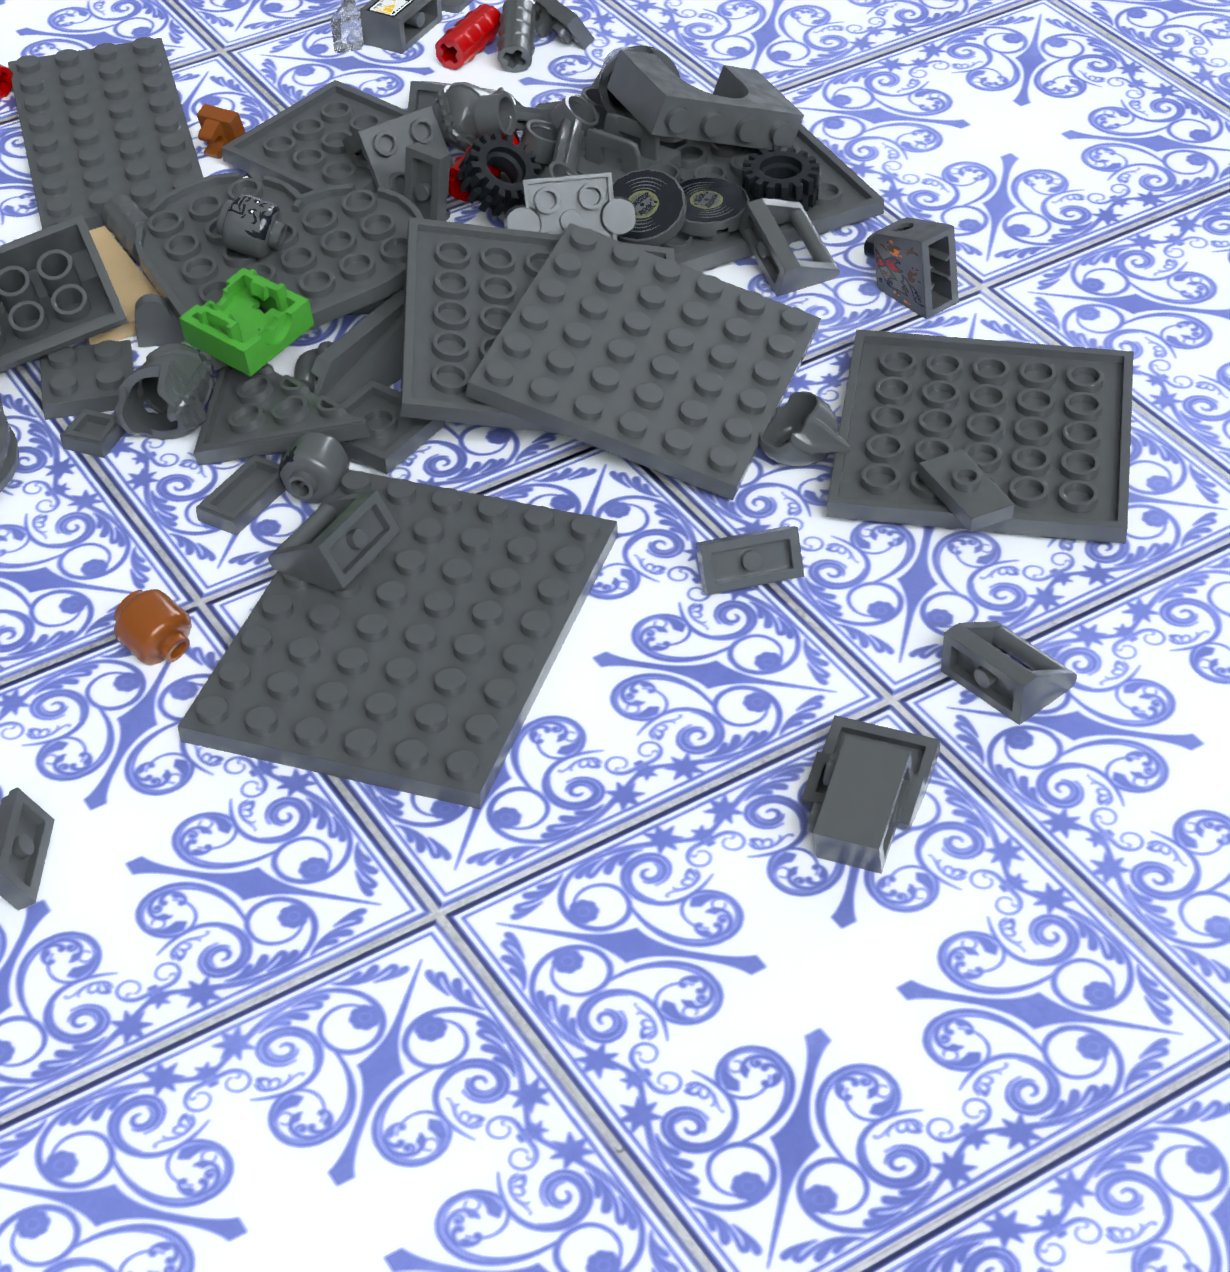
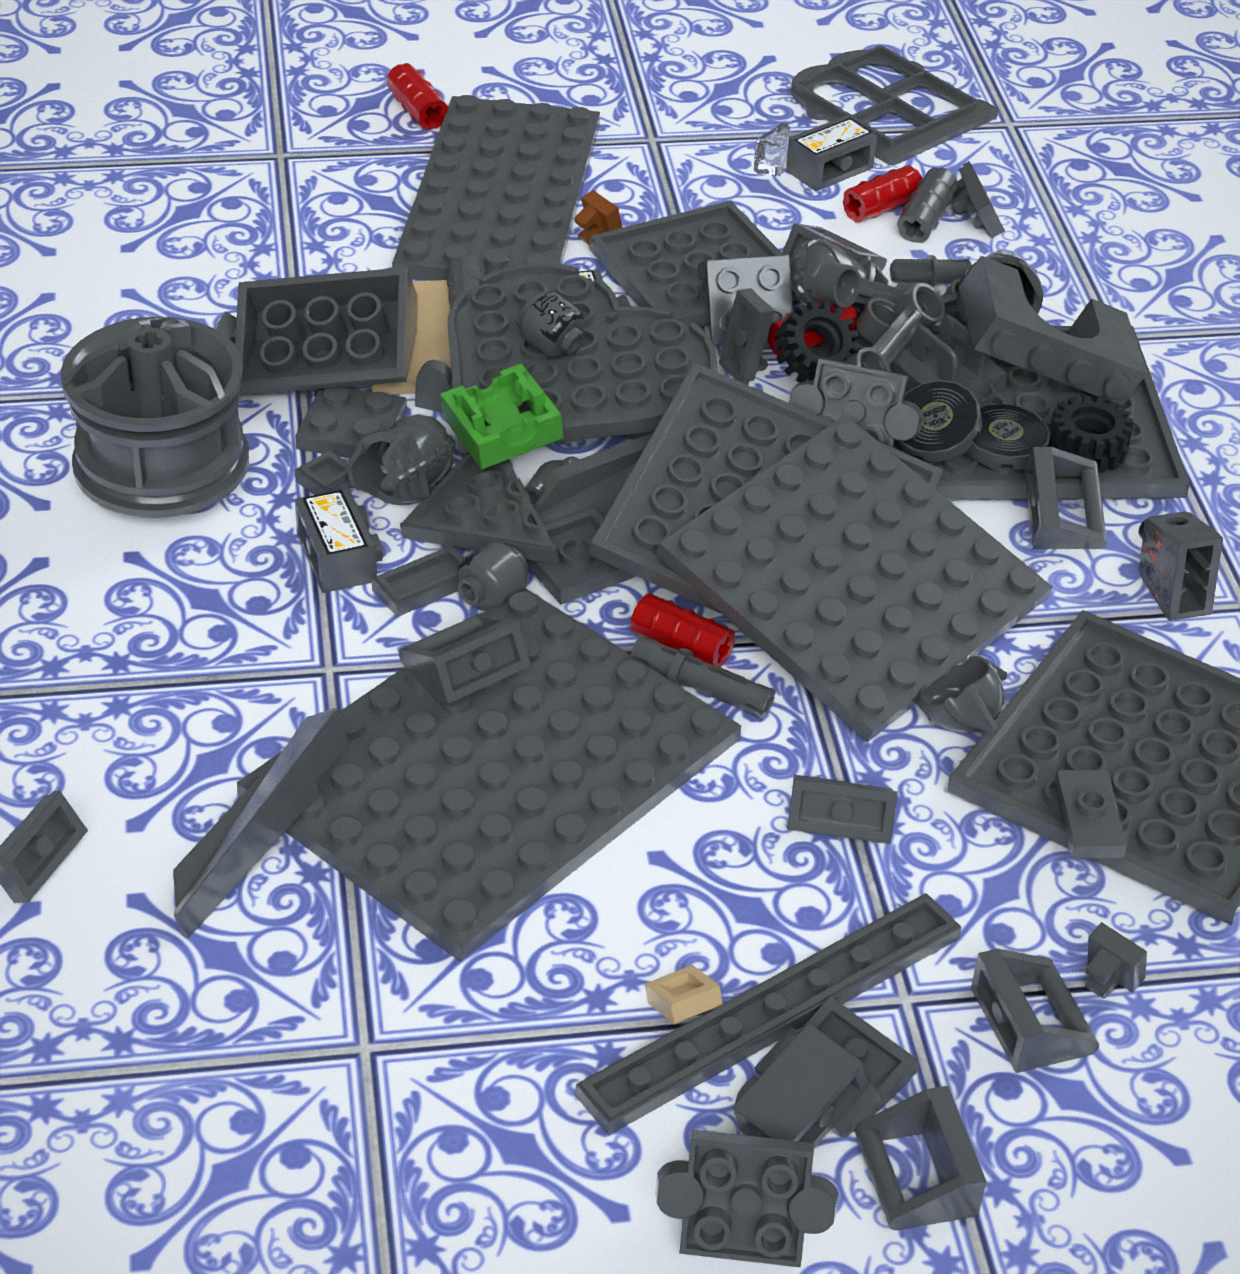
camera: 20 degrees right, 0 degrees up
(142, 484) = (337, 540): none -> dark grey brick
(152, 626) = (266, 680): dark orange head -> none
(224, 746) = (256, 820): none -> dark grey wedge
(516, 459) = (682, 628): none -> red axle
(552, 88) = (928, 271): none -> dark grey axle
(558, 491) = (710, 679): none -> dark grey pin
(703, 760) = (683, 994): none -> tan tile
(779, 755) = (764, 1013): none -> dark grey tile
(869, 901) = (746, 1198): none -> dark grey piece
(1004, 799) = (962, 1178): none -> dark grey tile
(1052, 602) = (1113, 962): none -> dark grey tile

